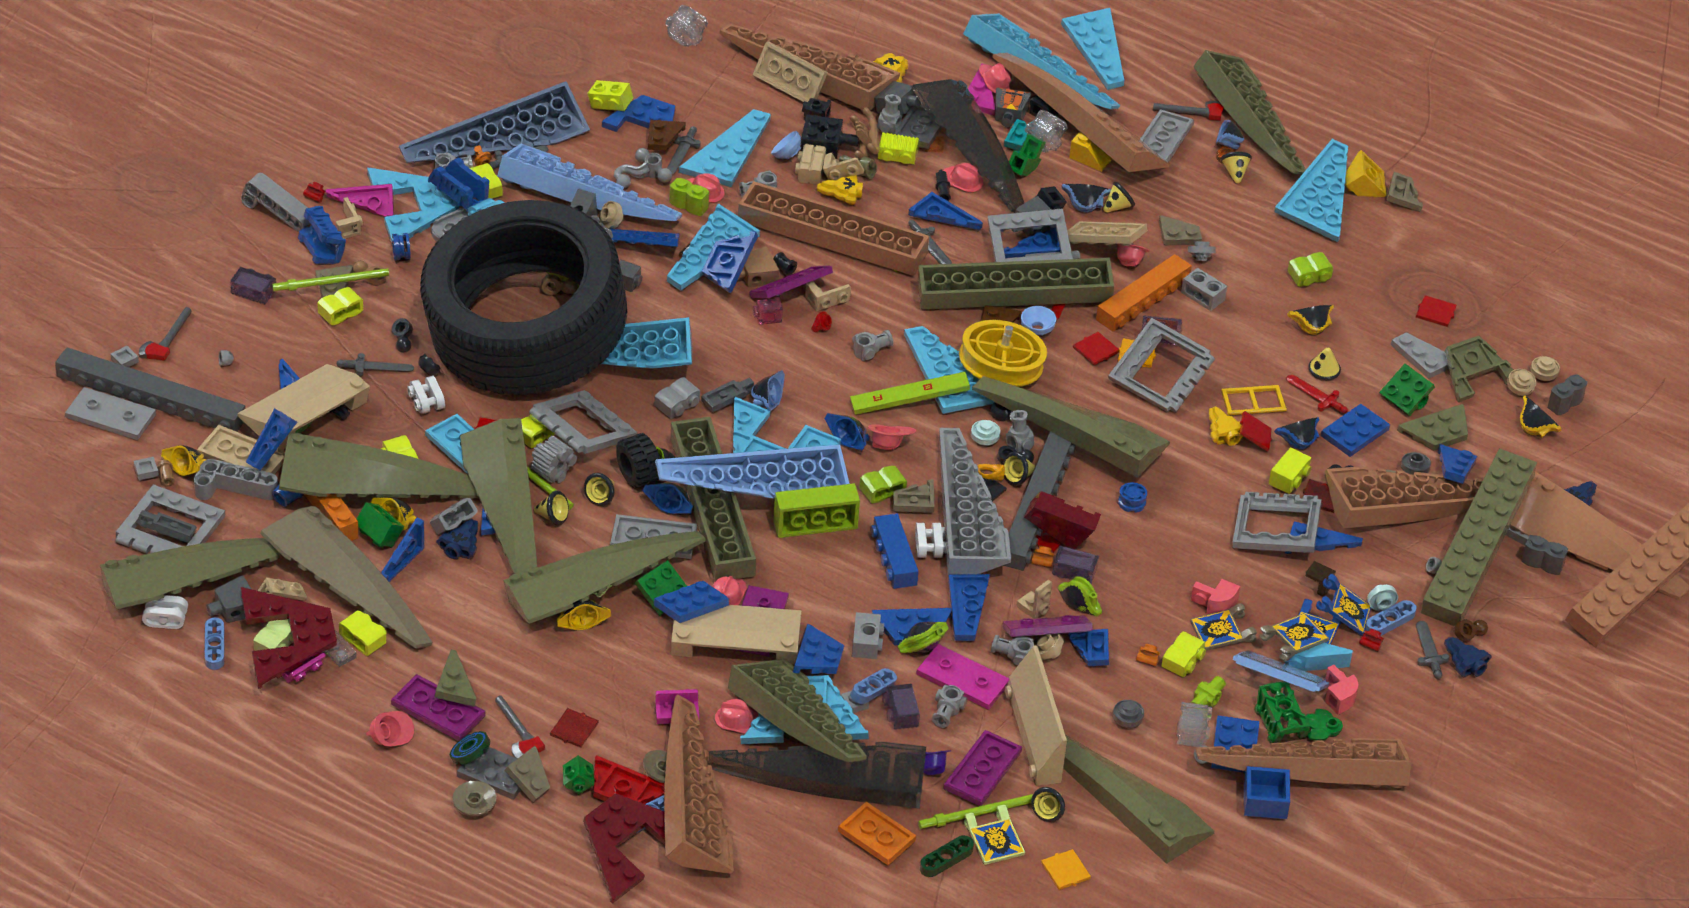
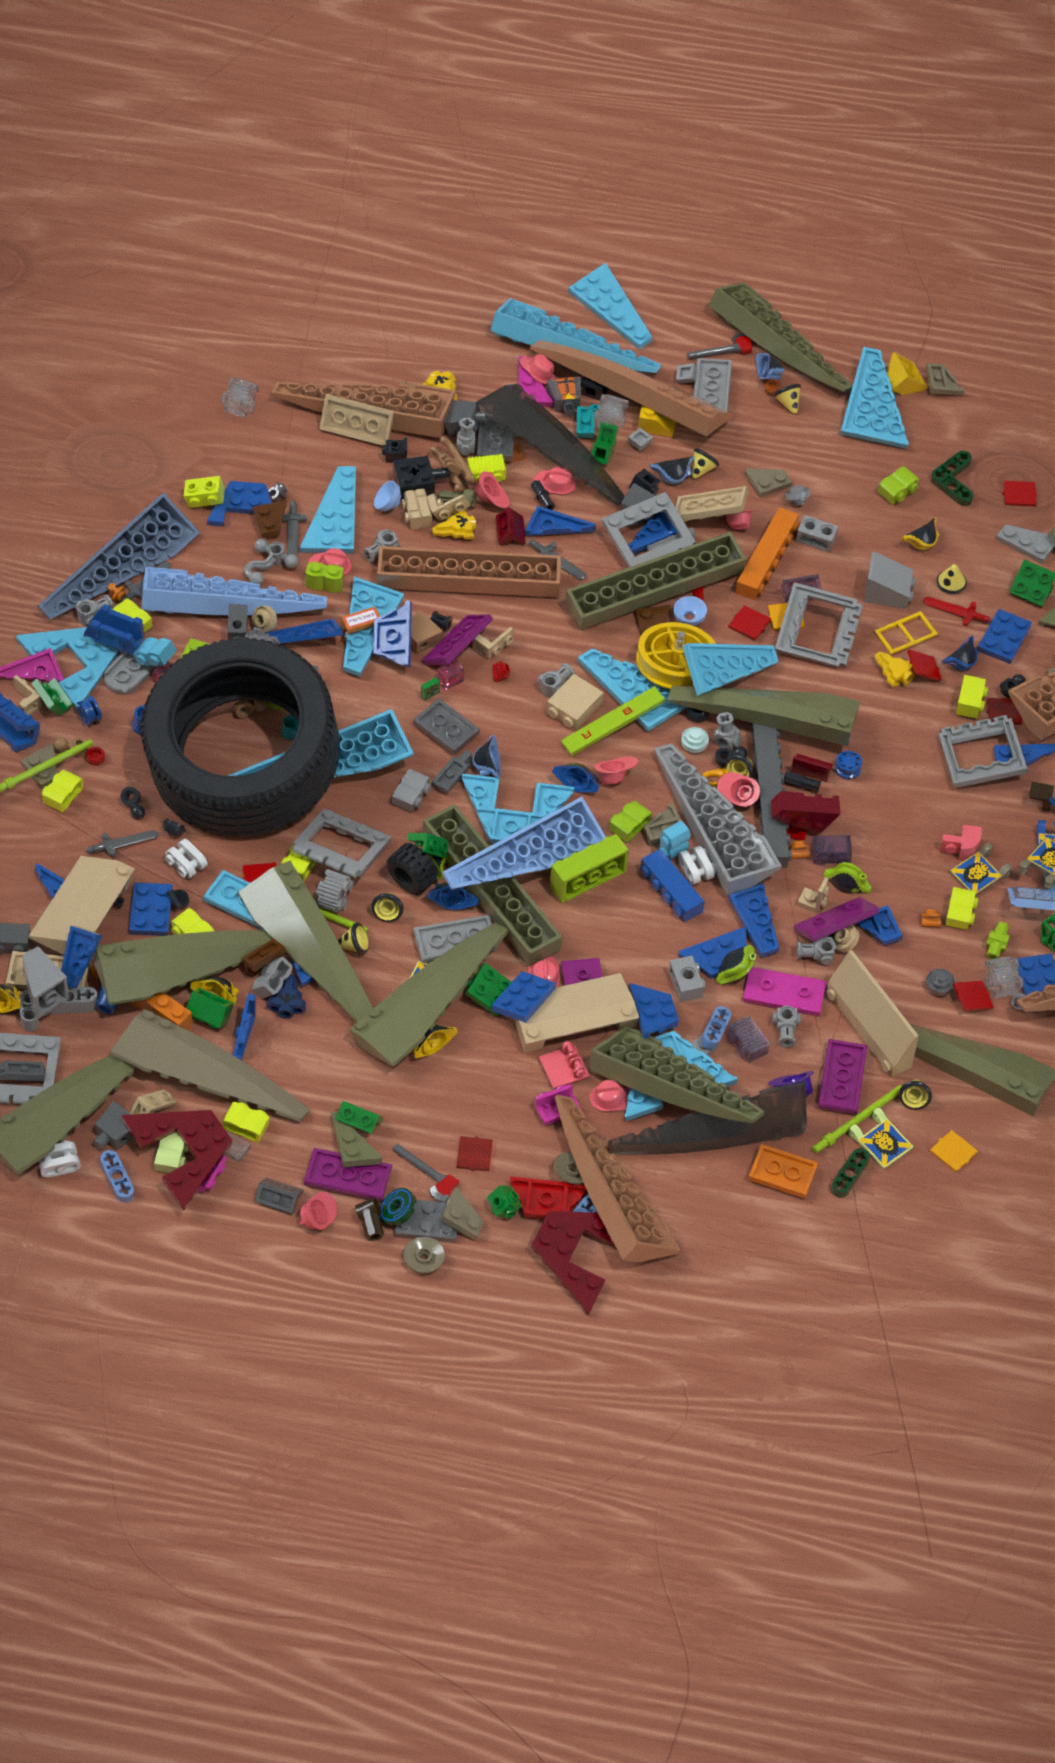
camera: 20 degrees left, 10 degrees up
(225, 453) = (44, 982): none -> light grey slope
(359, 704) = (278, 1195): none -> dark grey panel
(372, 425) = (150, 909): none -> blue plate
(373, 225) = (53, 696): none -> green bracket
(388, 287) = (95, 756): none -> red tile
(401, 426) = (179, 898): none -> black plate
(438, 747) = (369, 1213): none -> dark brown piece
(447, 496) = (262, 956): none -> reddish brown panel
(474, 659) = (358, 1117): none -> green bracket
(664, 439) = (431, 844): none -> green bracket
(684, 114) = (280, 491): none -> flat silver plate
(702, 240) = (360, 620): none -> tile
(705, 676) = (564, 1065): none -> coral hinge
(742, 317) = (430, 688): none -> green tile
(742, 353) = (446, 726): none -> flat silver plate
(880, 367) = (574, 702): none -> tan brick
(891, 166) = (490, 490): none -> coral piece
(896, 202) = (510, 527): none -> dark red panel
(915, 509) = (675, 840): none -> medium azure brick
(1005, 485) = (739, 789): none -> coral piece
(1035, 367) = (722, 664): none -> medium azure wing
(1066, 163) = (640, 439): none -> light grey plate
(1077, 498) = (801, 781): none -> black axle
(1093, 489) = (811, 767): none -> dark red panel
(1141, 119) = (686, 373): none -> light grey plate
(1156, 735) = (973, 995): none -> red piece
(1254, 348) = (889, 582): none -> light grey slope
(1362, 275) = (948, 478): none -> dark green beam

